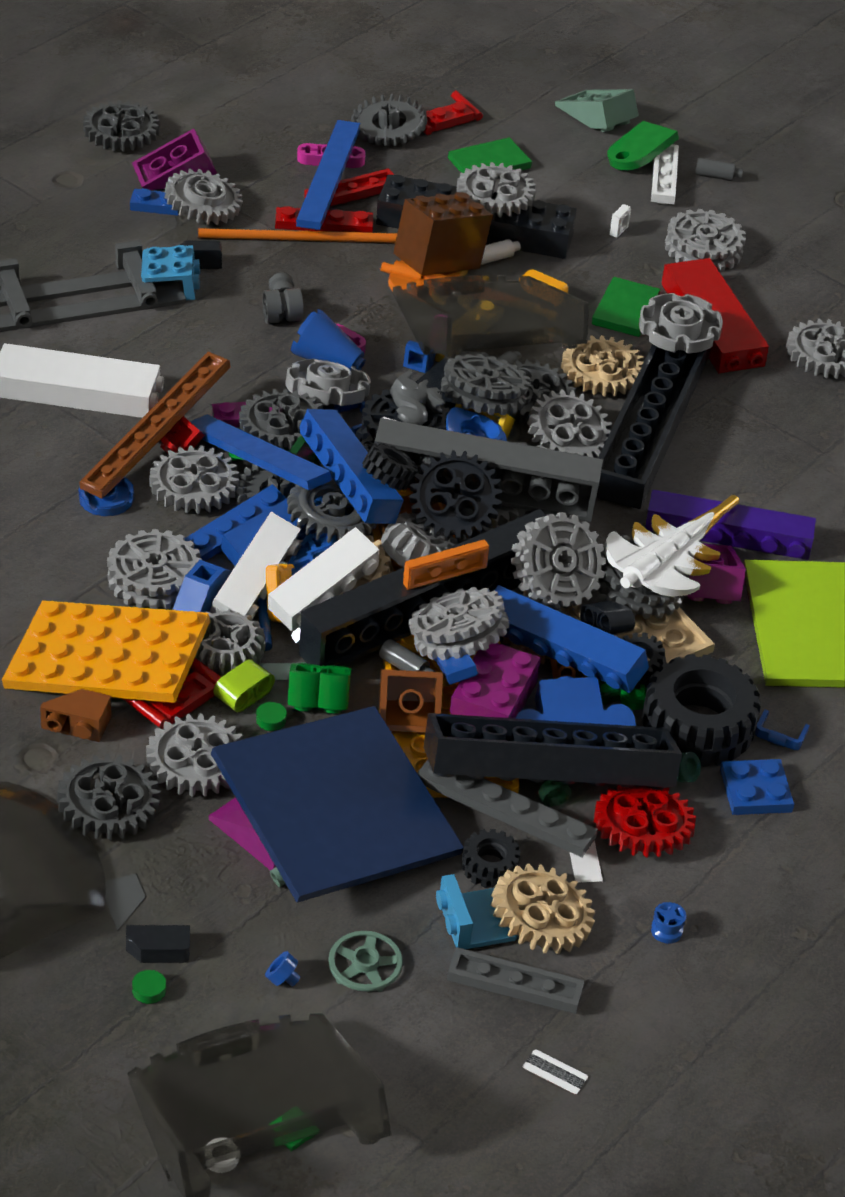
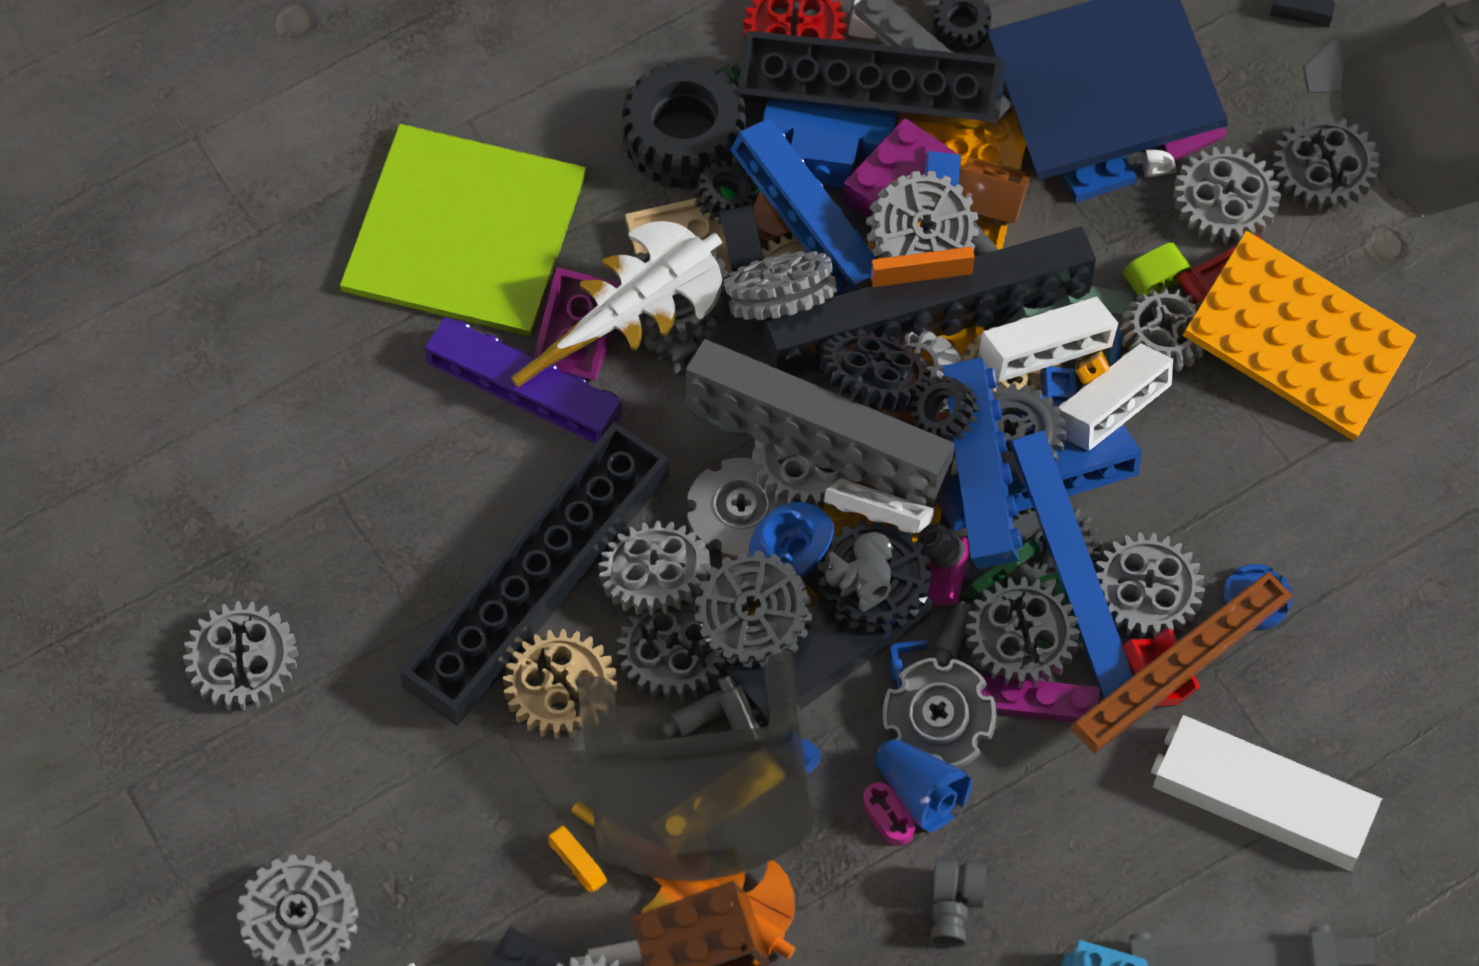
camera: 160 degrees left, 20 degrees up
(78, 714) = (1345, 266): dark orange slope -> none
(150, 568) = (1220, 477): light grey piece -> none
(201, 587) = (1169, 406): blue slope -> none
(209, 537) = (1124, 493): blue plate -> none
(271, 716) = (1135, 236): green tile -> none
(319, 687) = (1099, 236): green brick -> none
(622, 306) = (472, 808): green tile -> none
(680, 323) = (468, 667): light grey piece -> none
(740, 341) = (362, 753): red brick -> none
(756, 787) = (656, 44): blue plate -> none
(779, 738) = (605, 99): blue piece -> none

